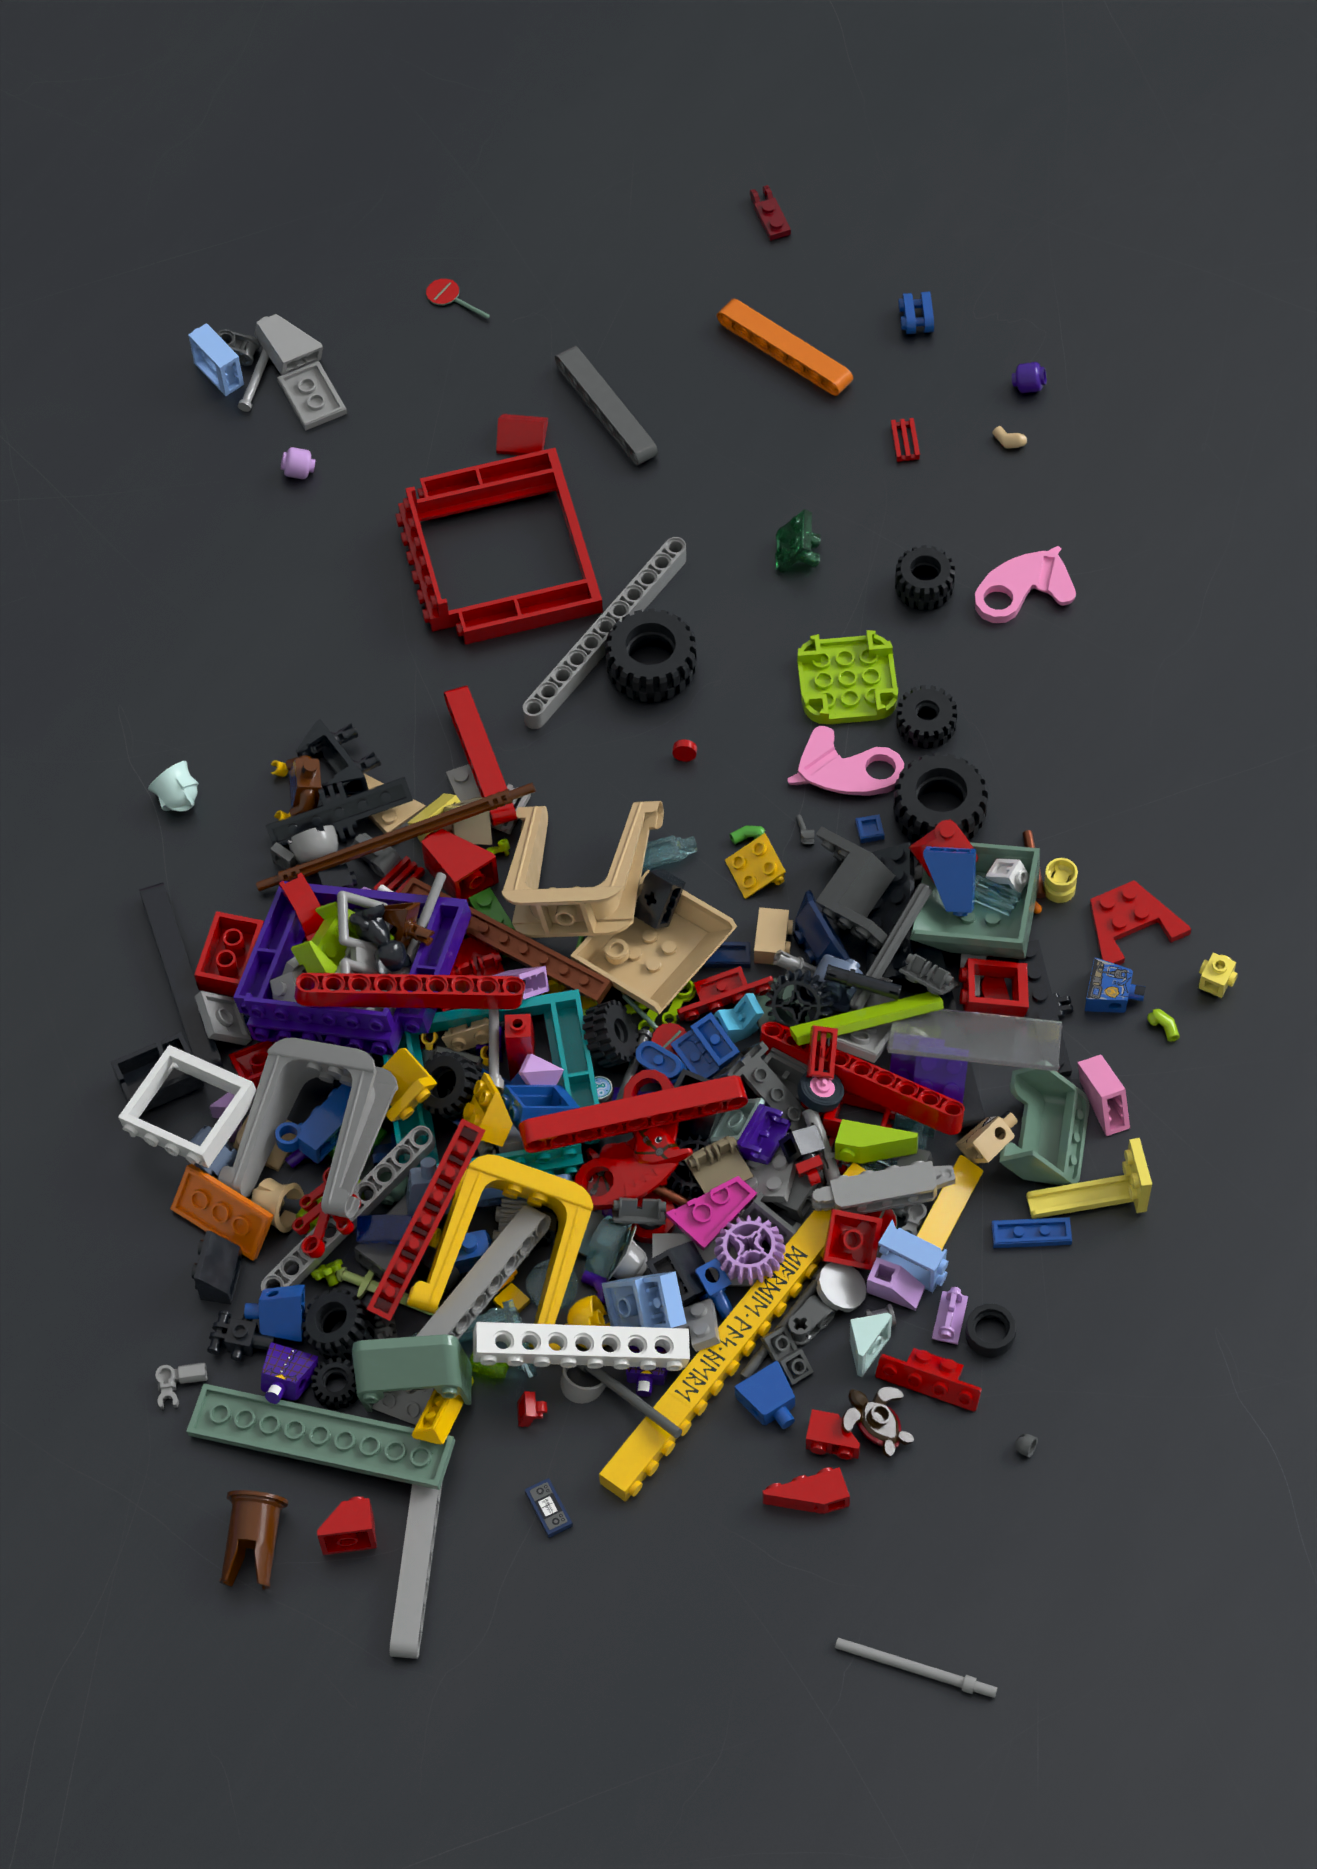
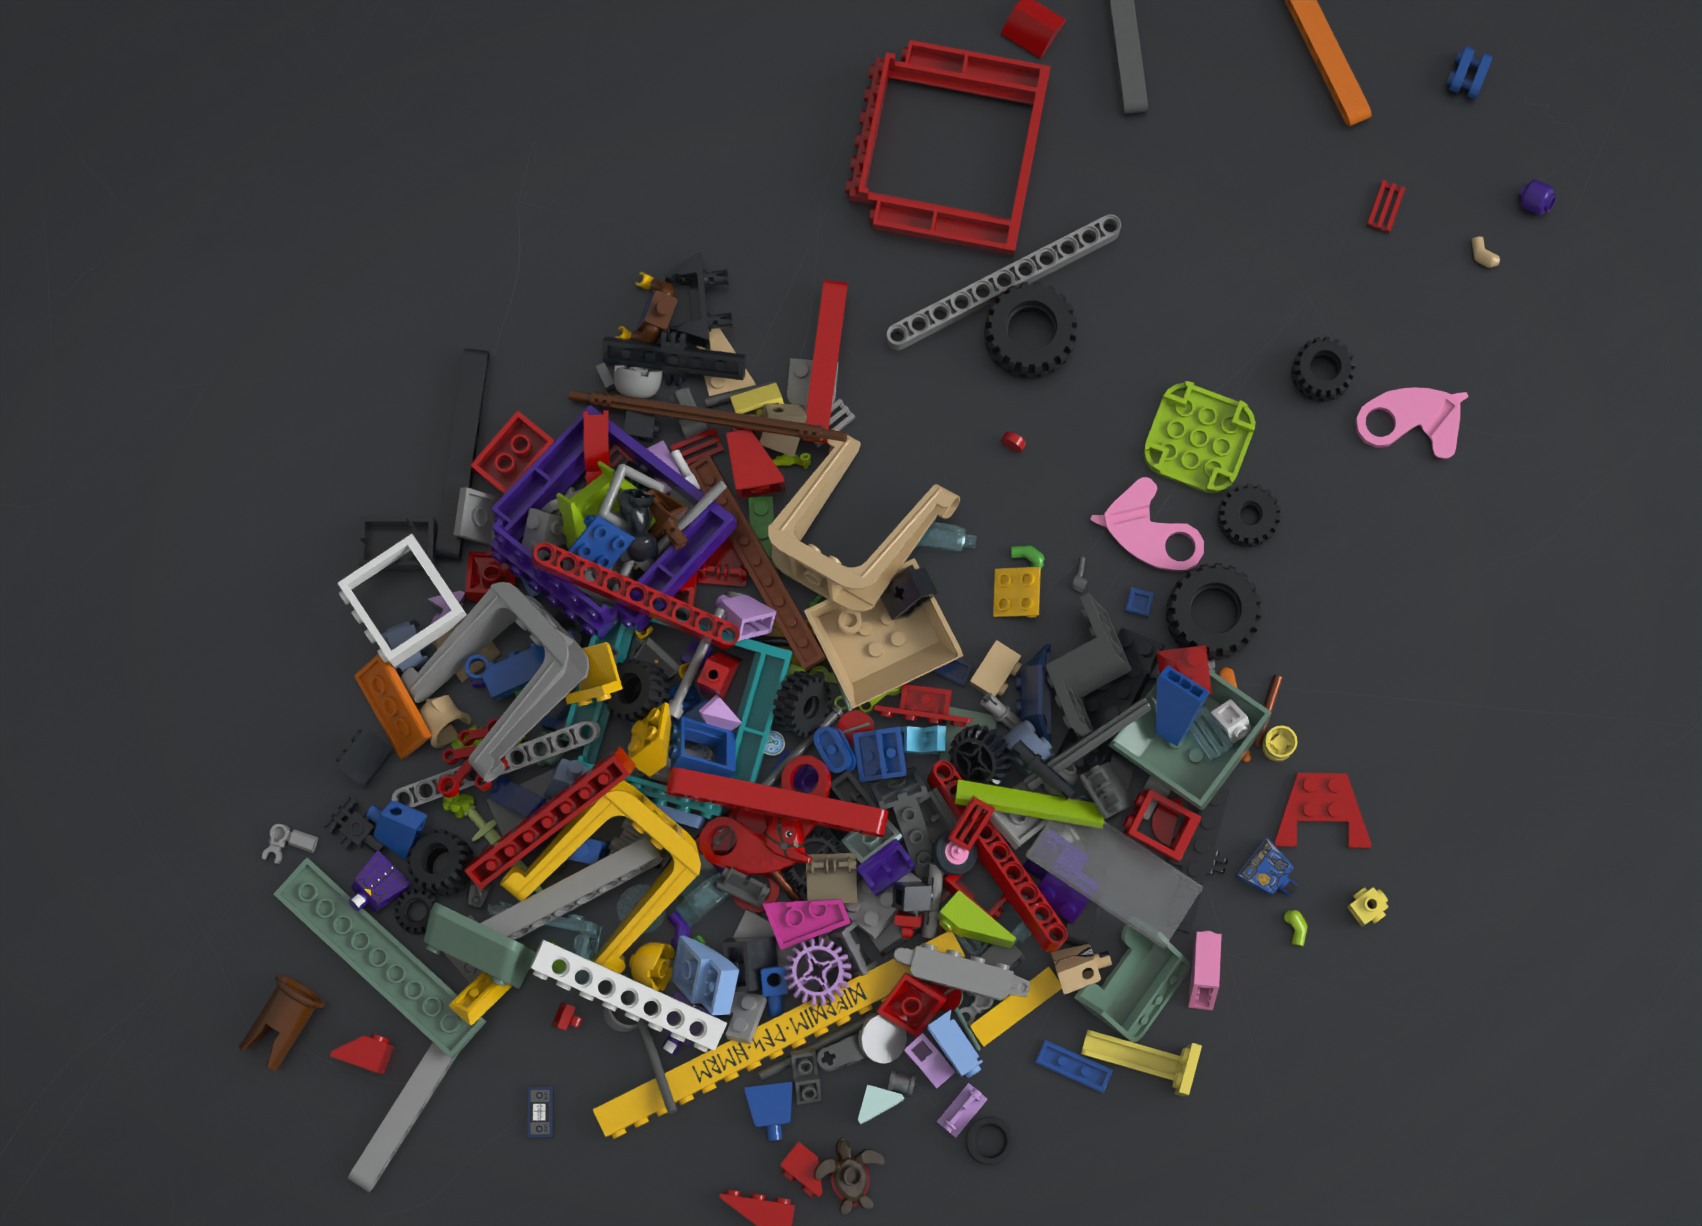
camera: 25 degrees right, 20 degrees up
(175, 788) = (541, 262): light aqua helmet -> none
(354, 954) = (601, 542): none -> blue hinge
(462, 1038) = (670, 641): tan hinge -> none
(512, 1292) = (600, 908): yellow tile -> none
(632, 1260) = (716, 925): light grey piece -> none
(795, 542) = (1222, 273): clear green plate -> none
(931, 1377) = (918, 1156): red bracket -> none

